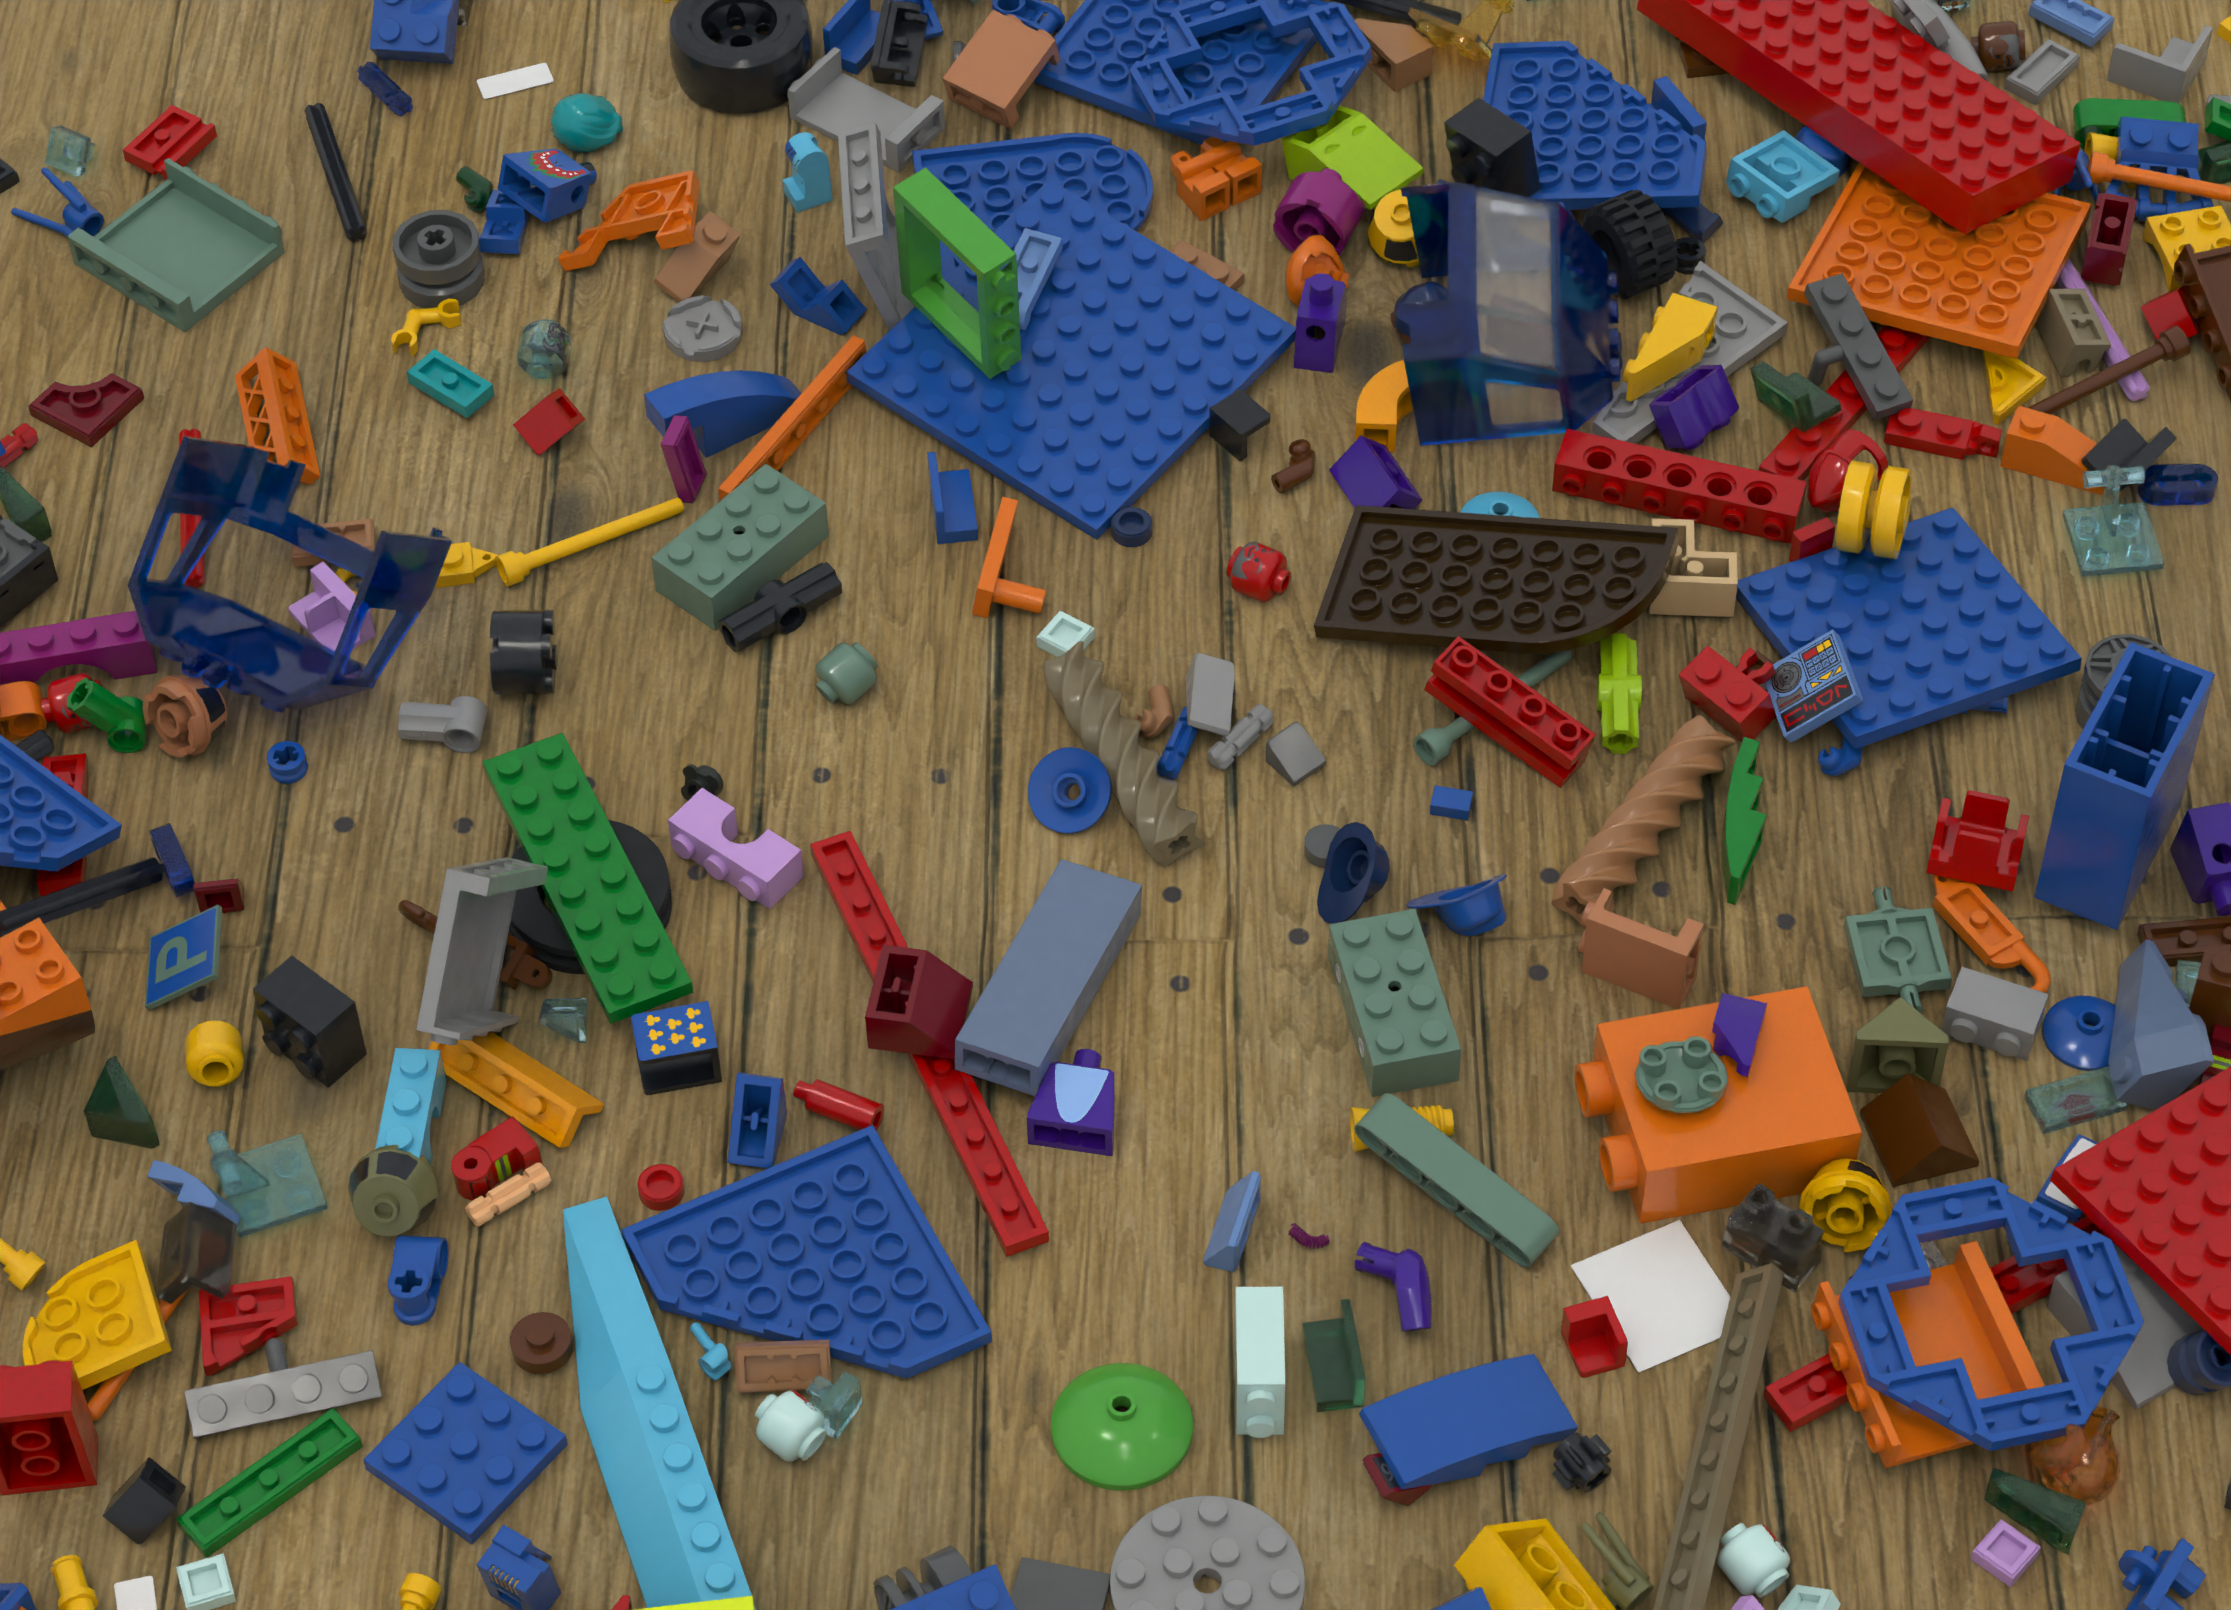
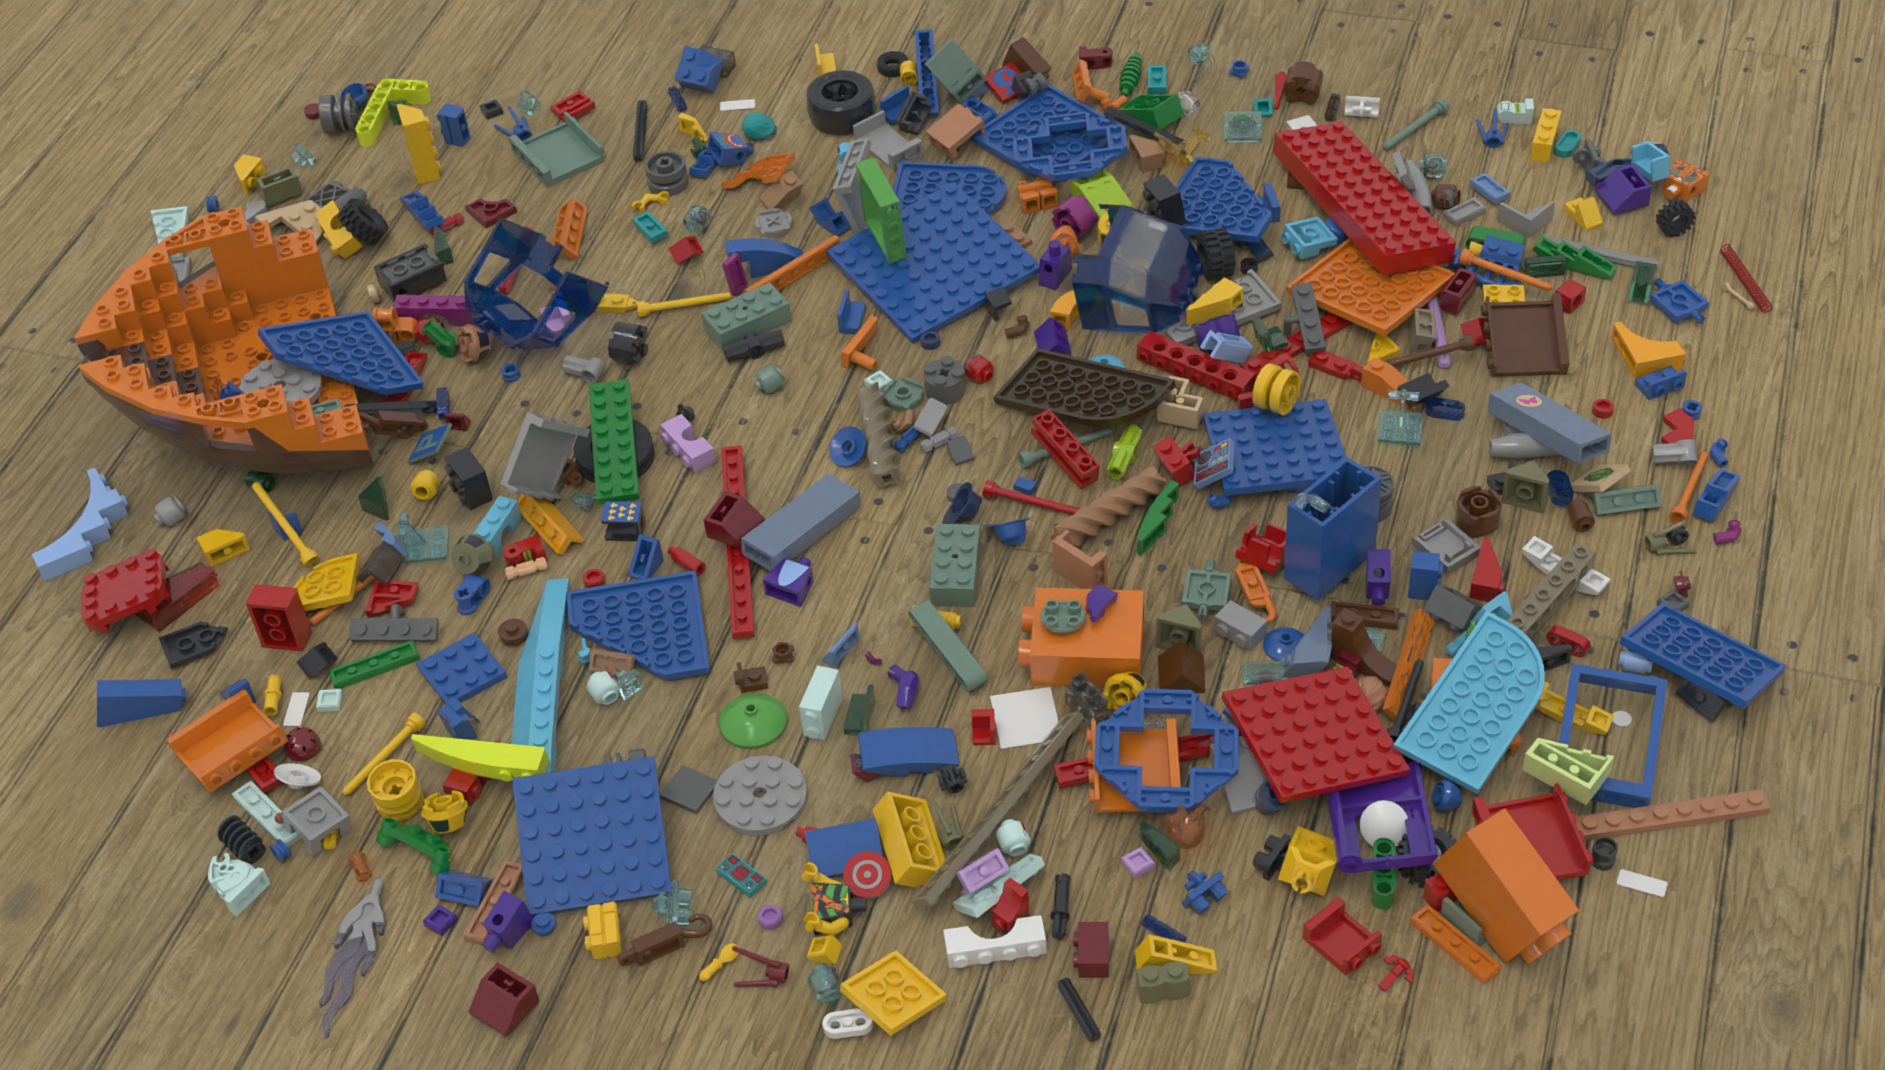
camera: 20 degrees right, 5 degrees down
(101, 927) = (394, 423): none -> reddish brown piece
(444, 144) = (691, 126): none -> yellow slope
(1035, 260) = (922, 220): medium blue plate -> none
(1082, 1335) = (750, 679): none -> reddish brown bracket
(1120, 1255) = (783, 652): none -> reddish brown plate
(1133, 635) = (902, 403): none -> sand green tile
(1205, 610) = (944, 380): none -> dark grey brick
(1396, 825) = (992, 490): none -> red piece
(1739, 434) = (1227, 347): none -> light blue window
(2113, 747) = (1313, 500): none -> clear light blue arm

